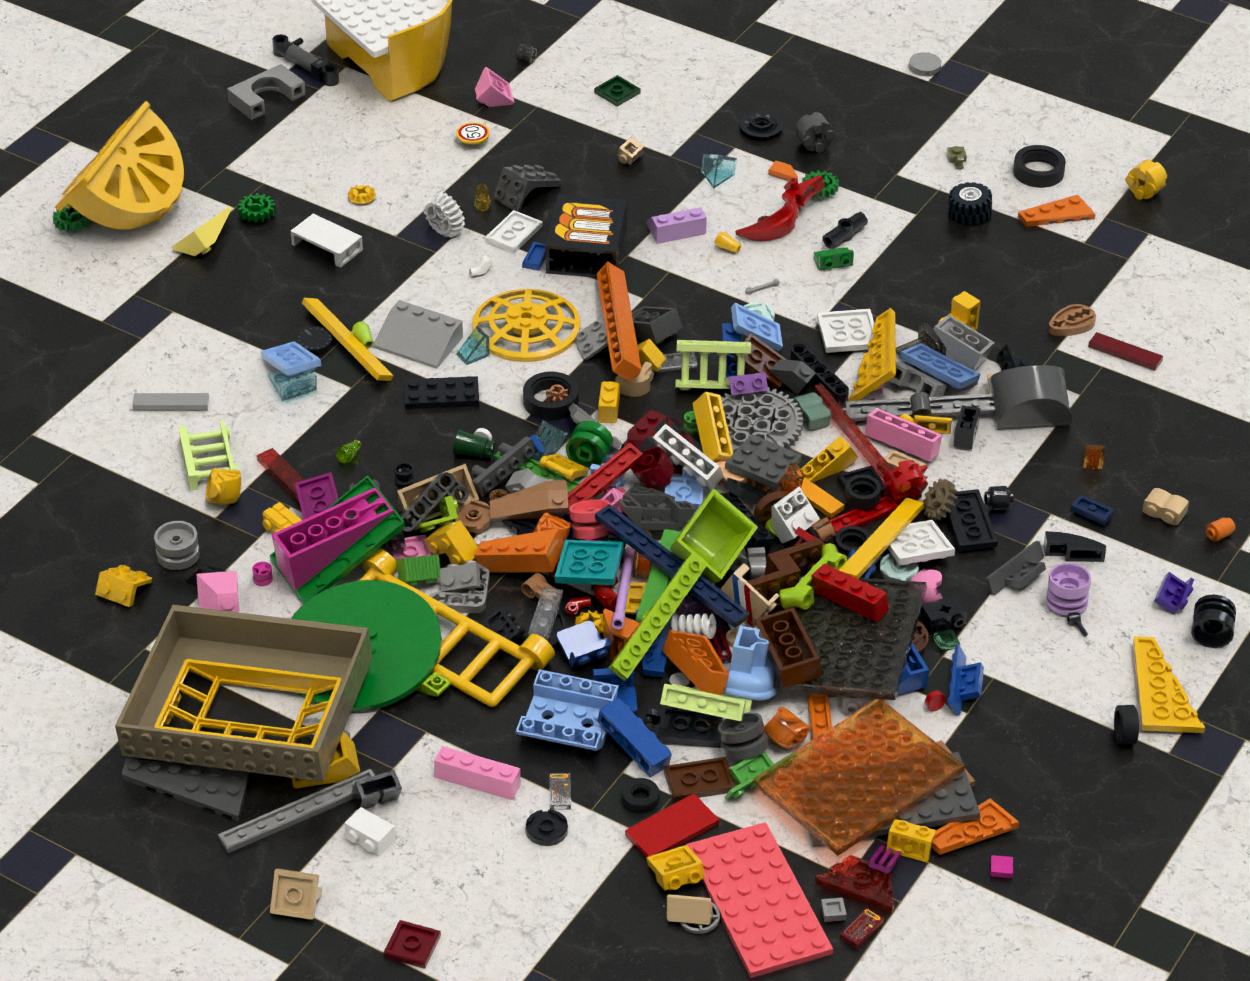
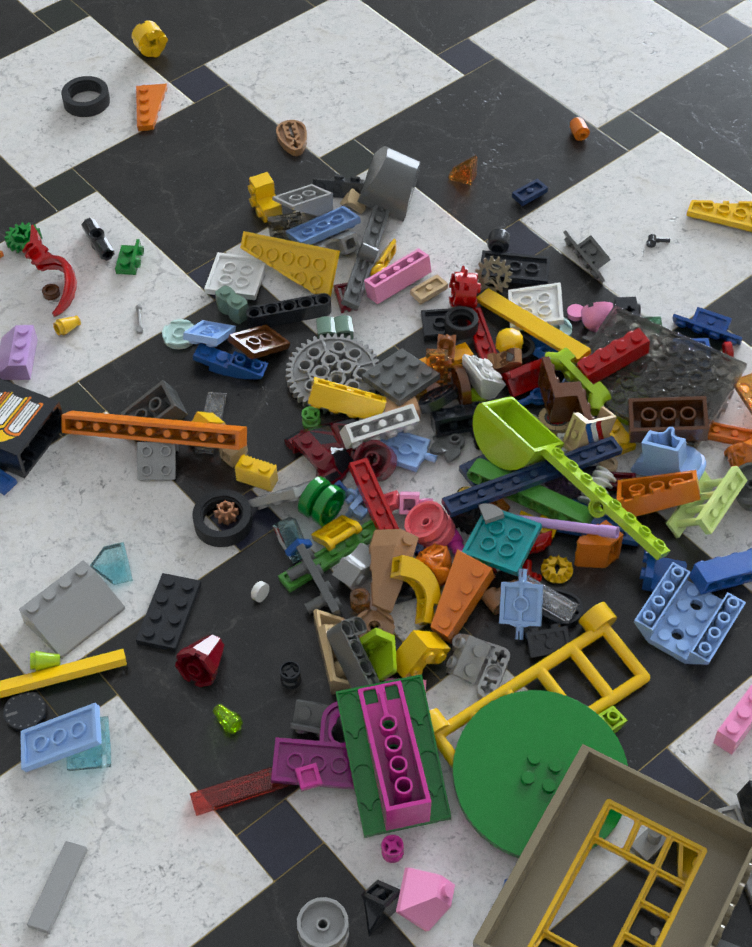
camera: 70 degrees left, 10 degrees up
(190, 451) = (182, 884): yellowish green fence -> none
(223, 486) = (247, 848): yellow piece -> none
(278, 518) = (321, 809): yellow brick -> none
(304, 502) = (308, 777): none -> dark pink tile
(398, 418) = (200, 660): none -> dark red cone
(419, 568) = (447, 691): bright green brick -> none
(473, 445) = (270, 602): dark green plant -> none
(526, 515) = (423, 583): none -> yellow arch
(528, 319) = (97, 519): yellow dish -> none
(528, 593) = (521, 604): none -> light blue plate
(583, 644) = (595, 581): bracket -> none
(610, 543) = (490, 512): none -> light grey tile
(655, 509) = (432, 474): dark grey wedge -> none
(679, 679) = (655, 521): light grey tile -> none
(684, 726) = (722, 538): black tile -> none
(704, 348) = (241, 373): yellowish green fence -> none
(747, 383) = (287, 358): medium lavender bracket -> none
(793, 374) = (285, 325): dark grey slope -> none
(808, 331) = (231, 304): none -> sand green brick
(818, 485) = (447, 342): none -> dark orange hips
(829, 461) = (406, 332): yellow slope -> none
(850, 526) = (508, 339): none -> yellow hair
(853, 432) = (384, 308): clear red tile -> none
(958, 155) = (36, 141): olive plate -> none
(967, 427) = (406, 233): black brick -> none
(970, 203) = (113, 149): black wheel -> none
(1068, 588) = (628, 229): lavender wheel -> none
(1073, 547) = (571, 215): black slope -> none
(1125, 351) = (344, 118): dark red tile -> none
(1165, 506) = (542, 150): tan brick -> none
(1173, 593) = (644, 173): dark purple bracket -> none
(1213, 621) = (693, 161): black wheel -> none

